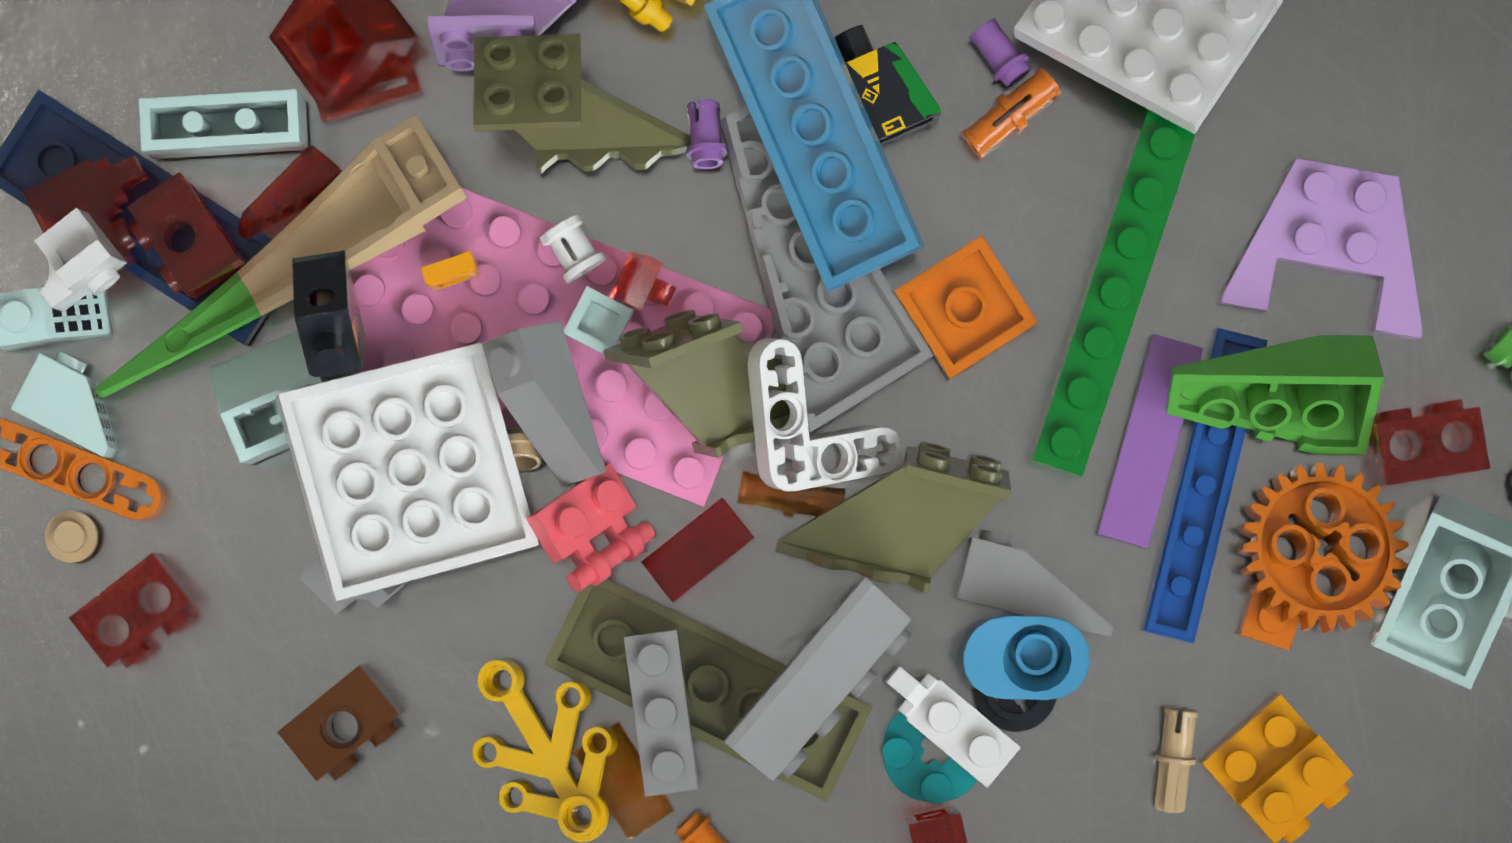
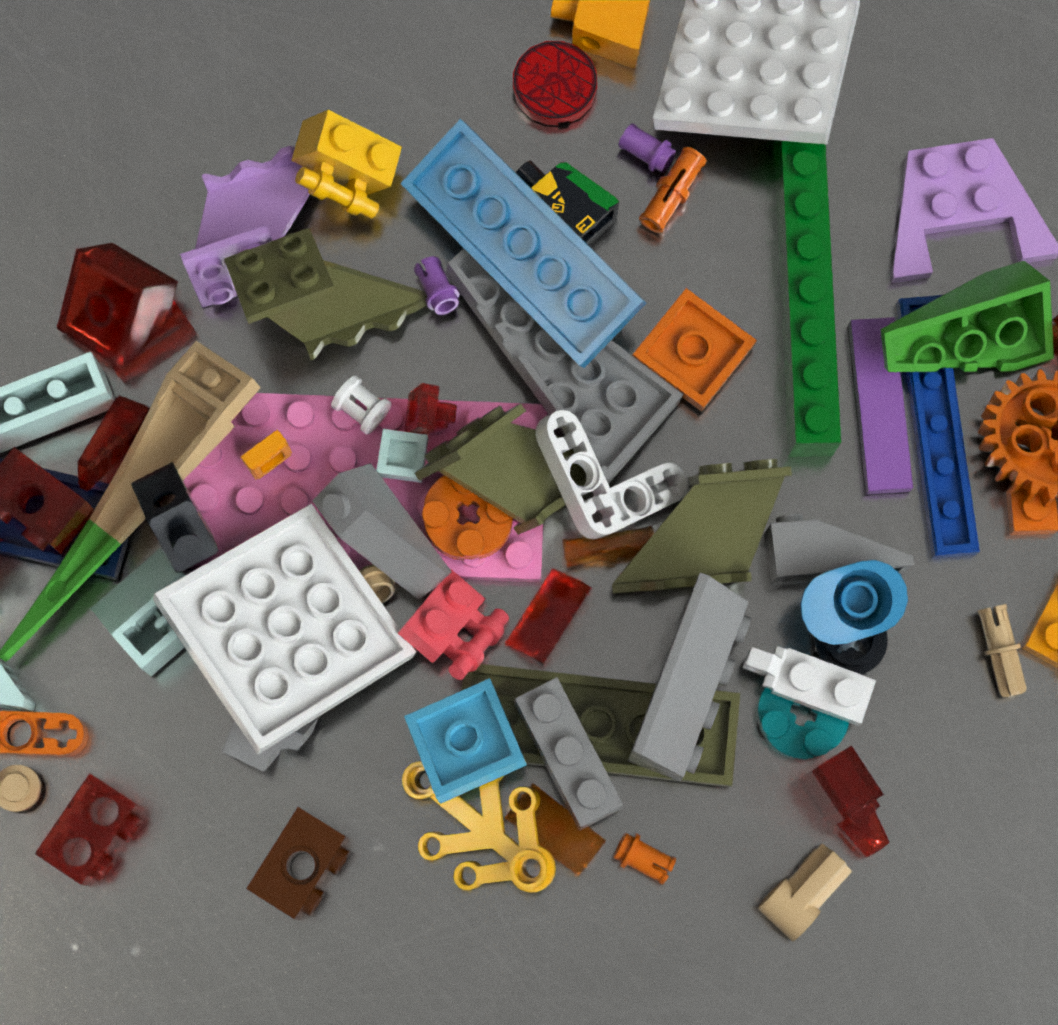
camera: 20 degrees left, 10 degrees down
(558, 659) = (465, 741): none -> medium azure plate
(625, 436) = (465, 540): none -> orange plate

